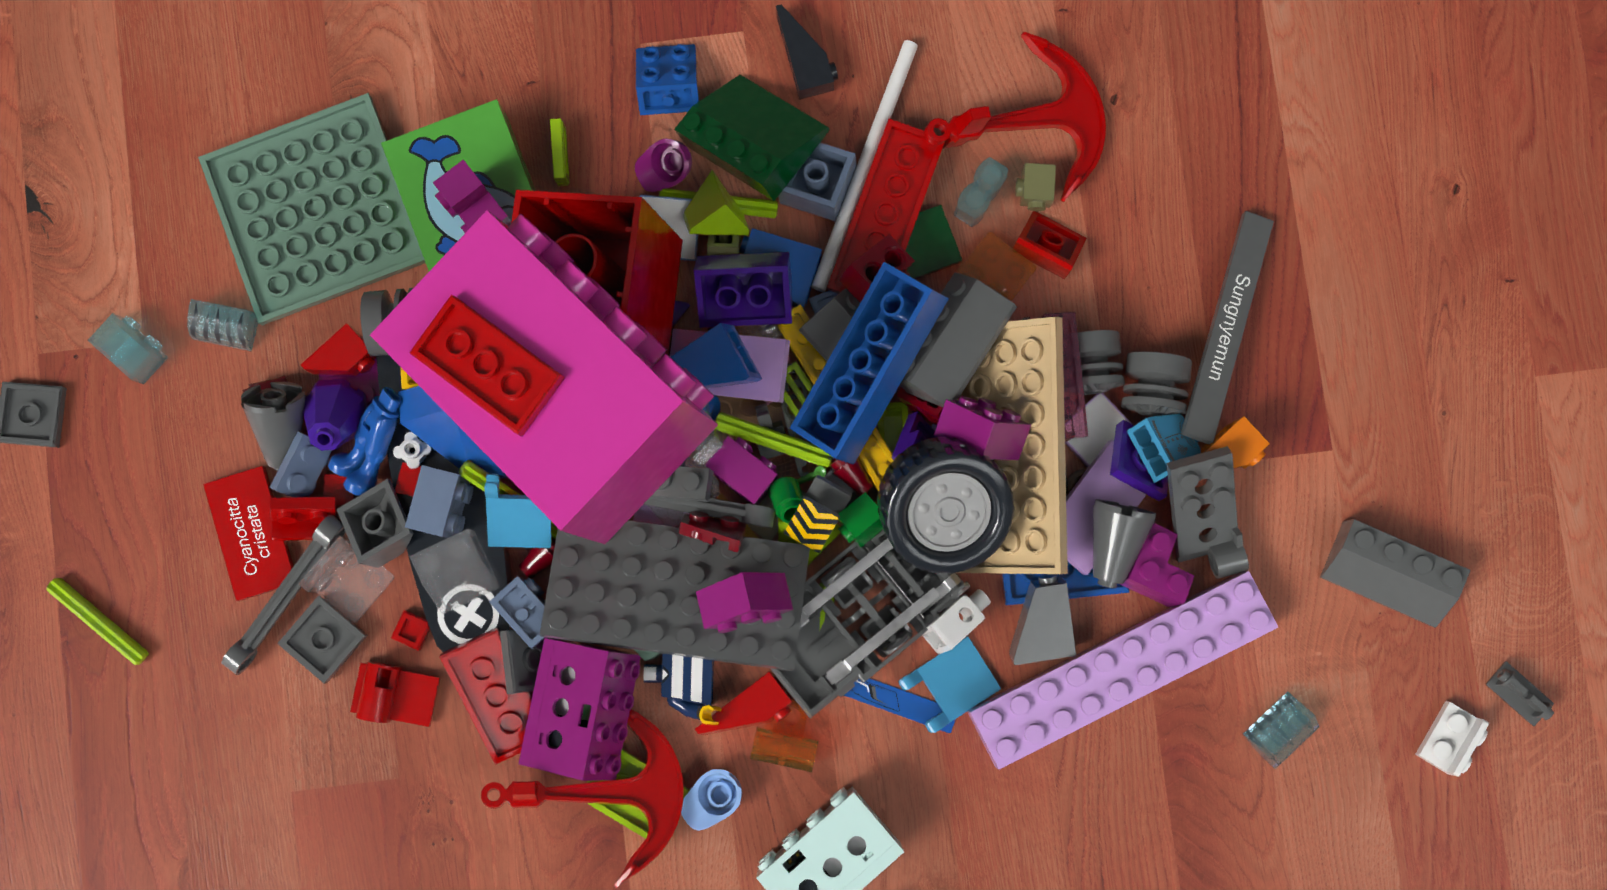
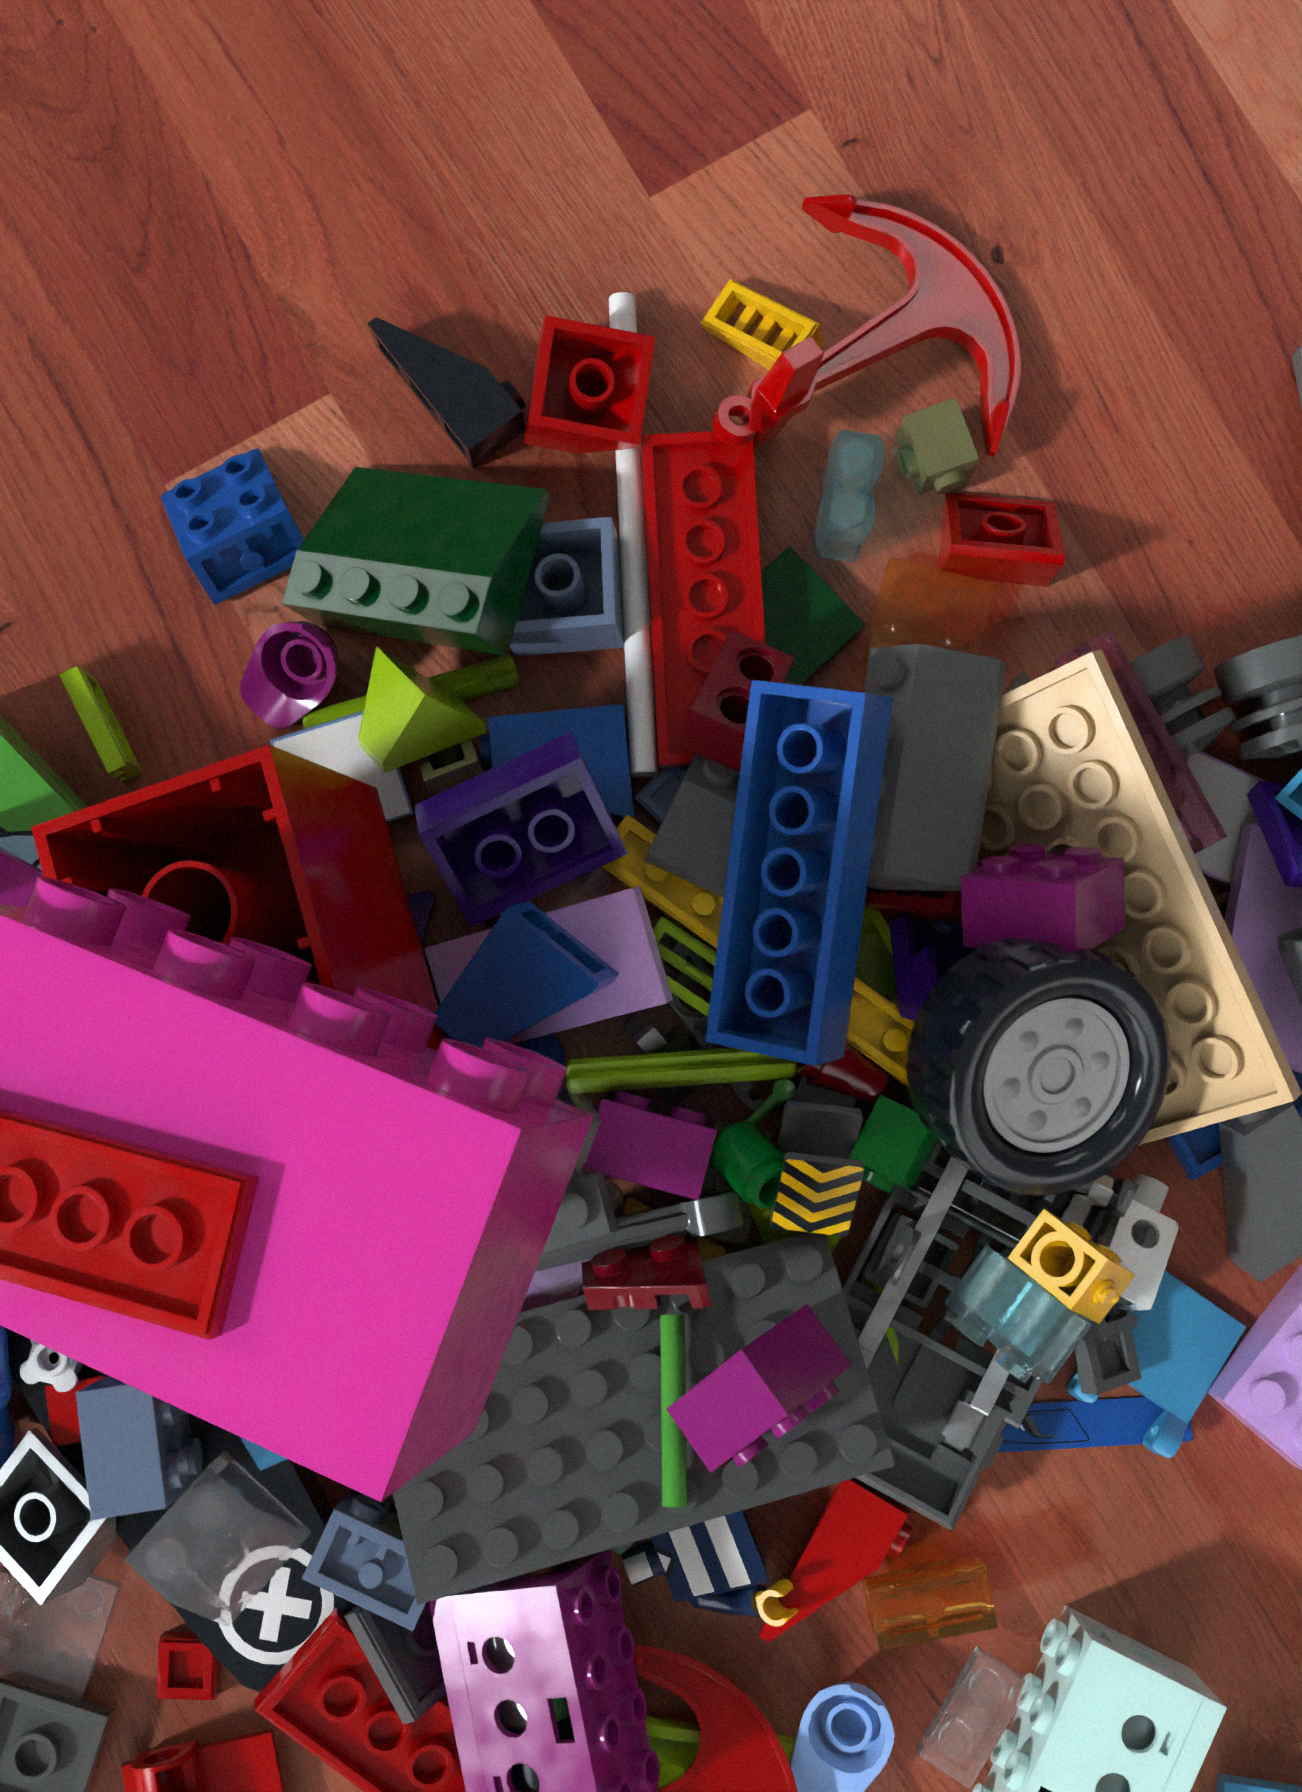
camera: 25 degrees left, 0 degrees up
(693, 608) = (672, 1388): none -> bright green bar
(782, 817) = (973, 1717): none -> clear plate
(872, 83) = (588, 387): none -> red slope
(883, 622) = (1017, 1316): none -> clear light blue brick
(920, 609) = (1072, 1266): none -> yellow head
(924, 660) = (1108, 1353): none -> dark grey slope
(991, 98) = (793, 324): none -> yellow slope

